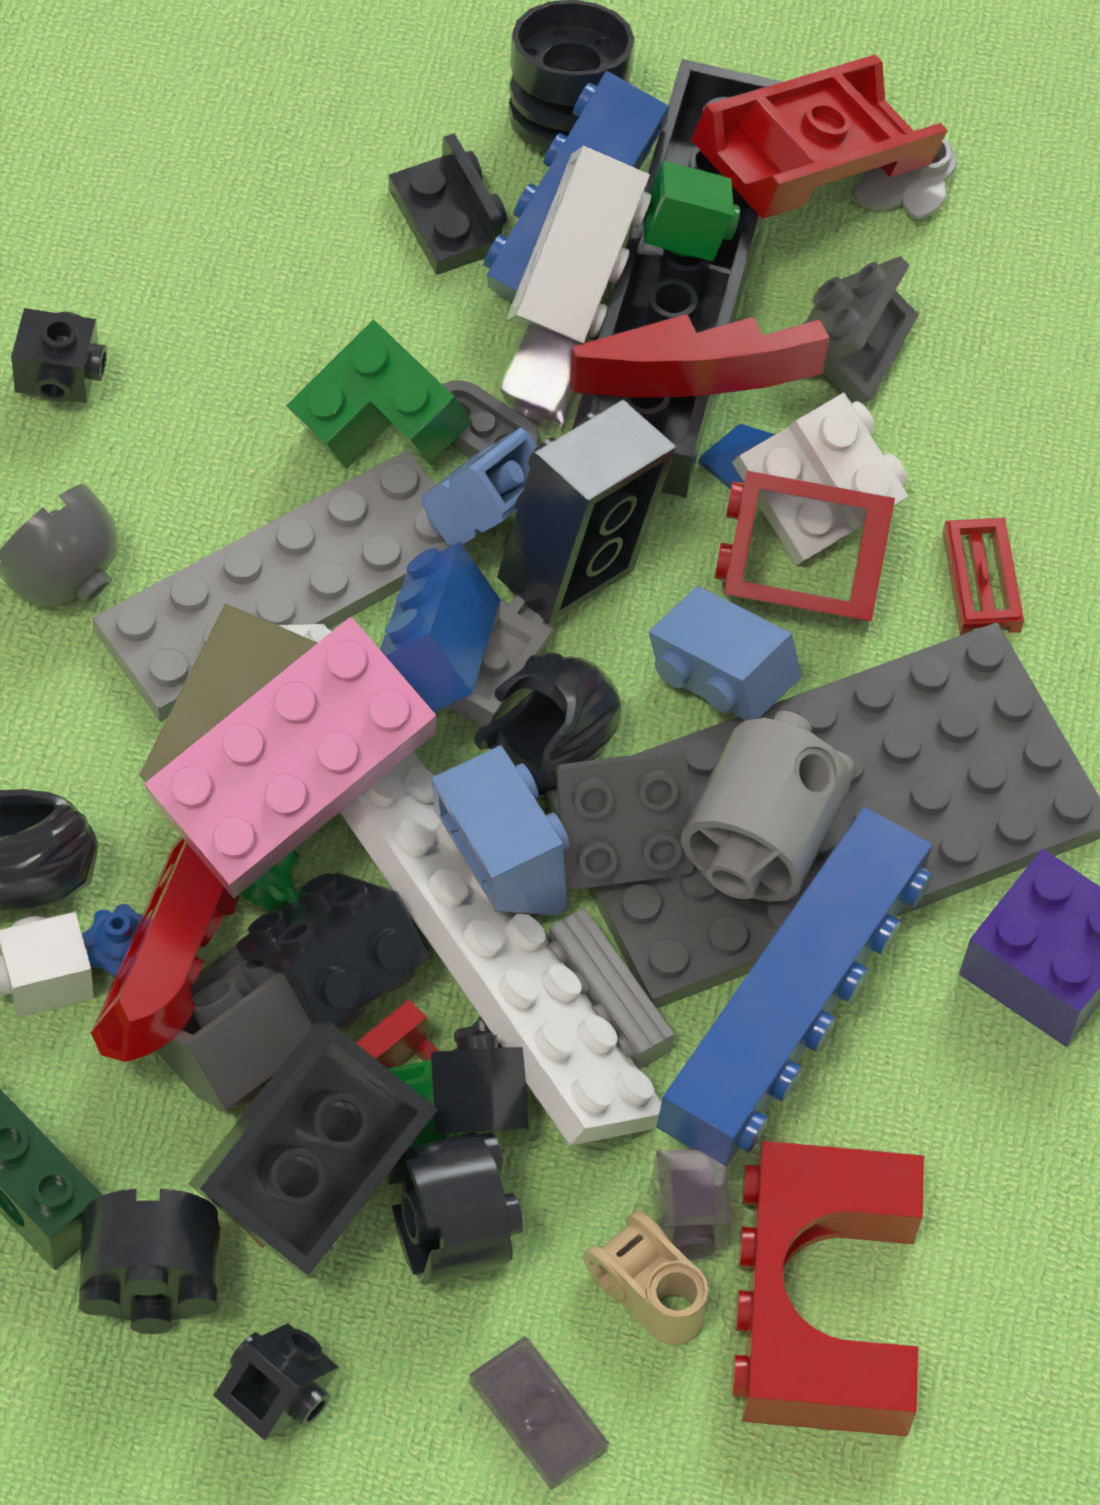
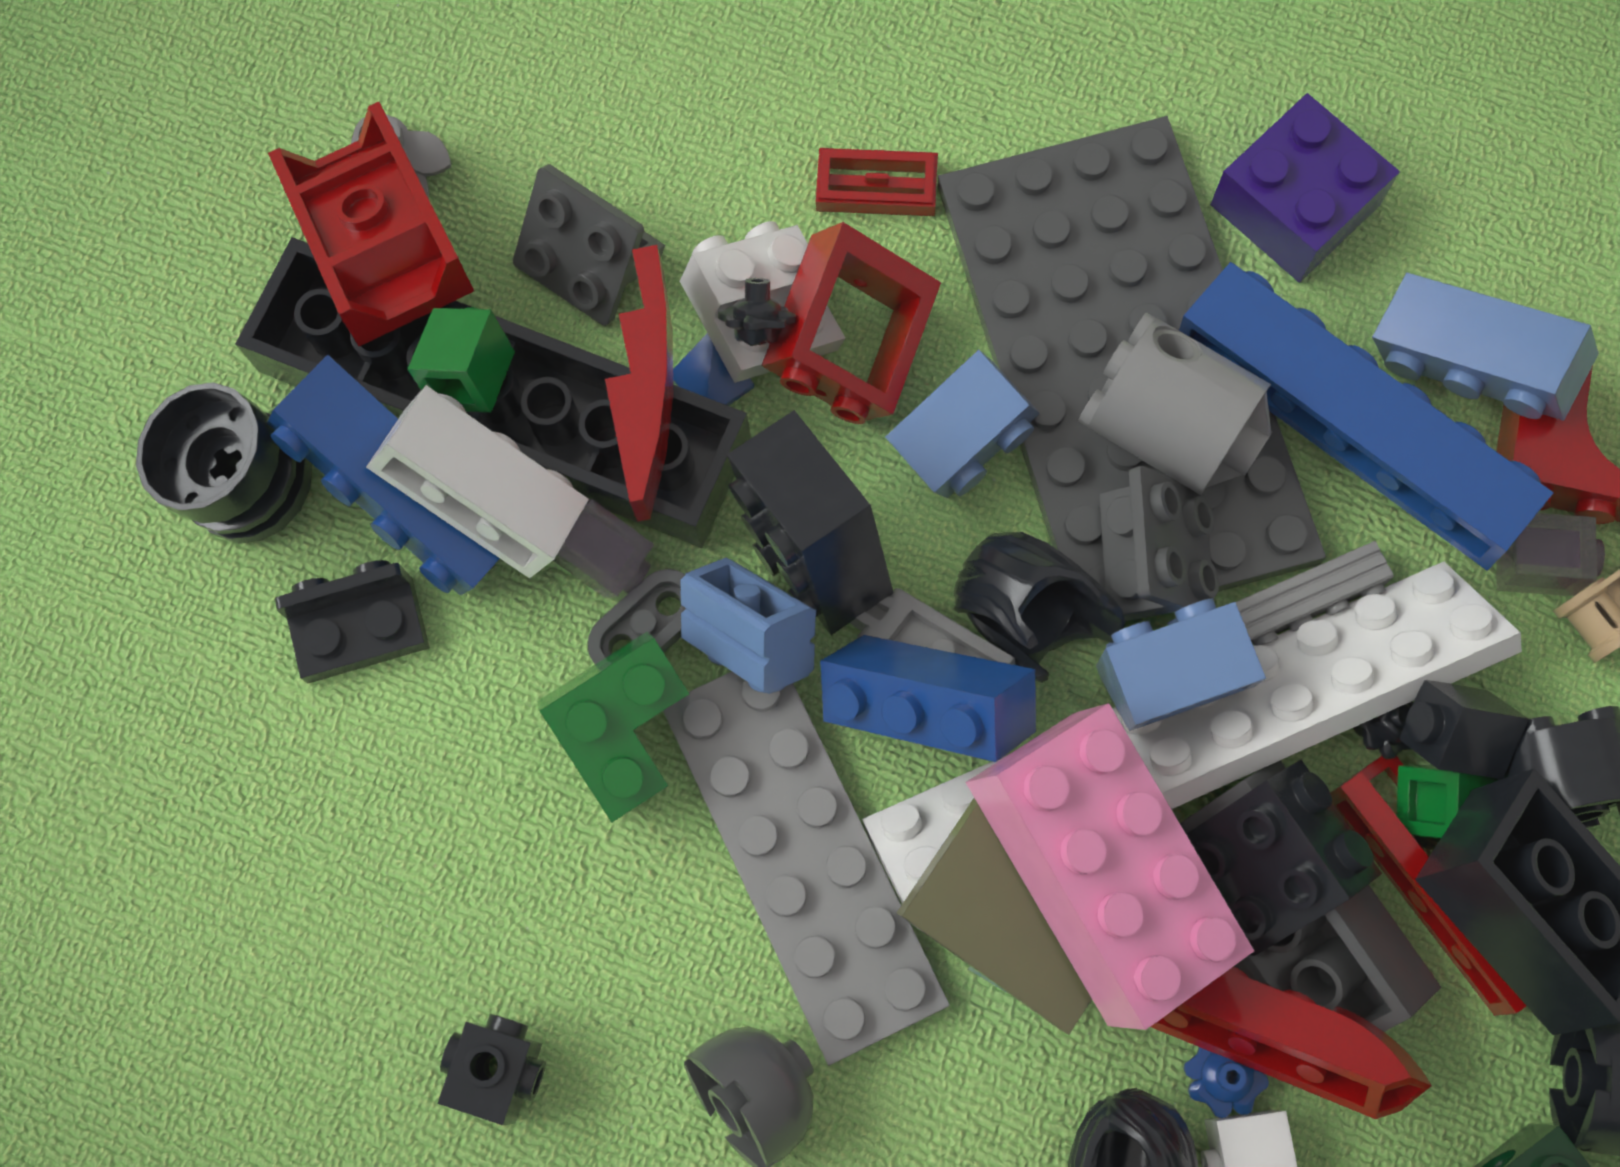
camera: 70 degrees left, 15 degrees up
(787, 446) = (757, 316): none -> black plant
(894, 1102) = (1486, 347): none -> medium blue brick

